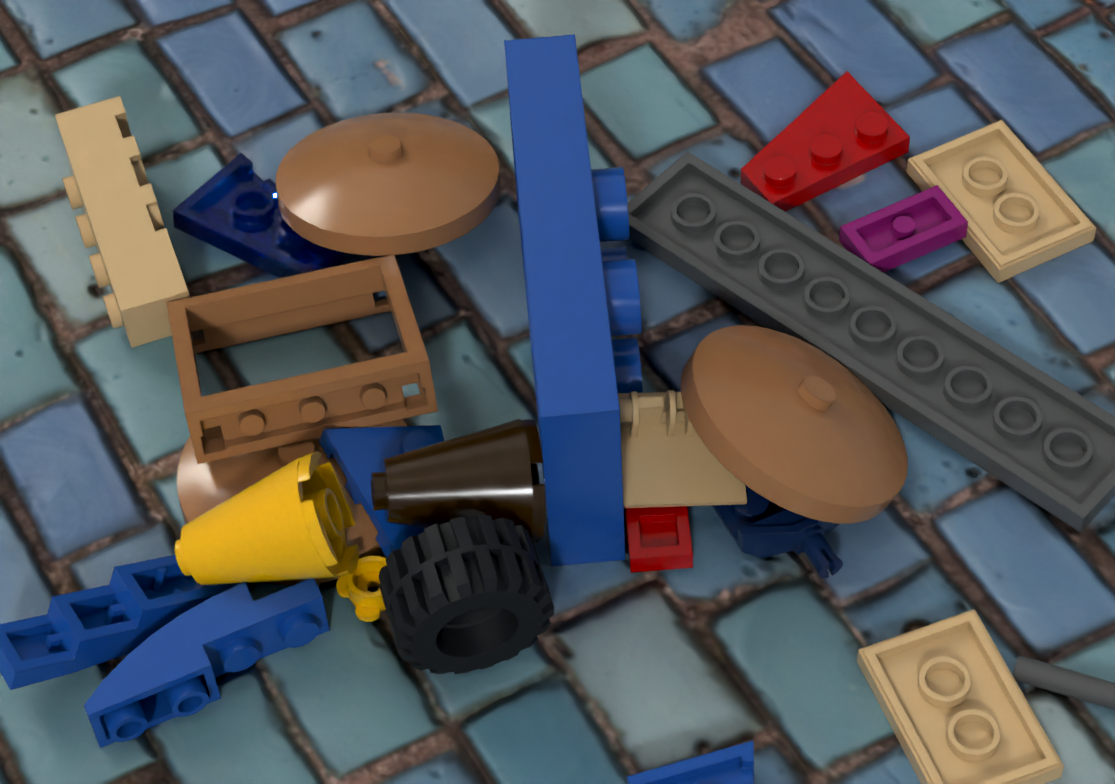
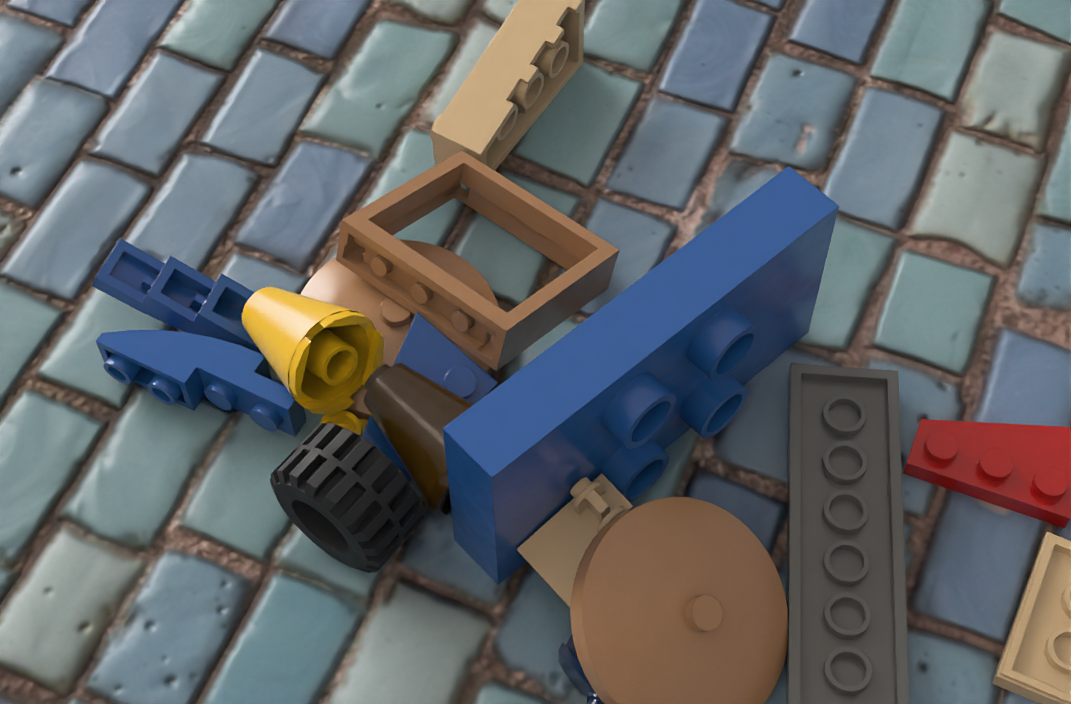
camera: 50 degrees right, 5 degrees up
(243, 219) = (589, 156): clear blue wing -> none
(388, 184) = (666, 188): medium nougat dish -> none
(658, 538) = (520, 595): red plate -> none
(904, 230) = (968, 576): magenta plate -> none

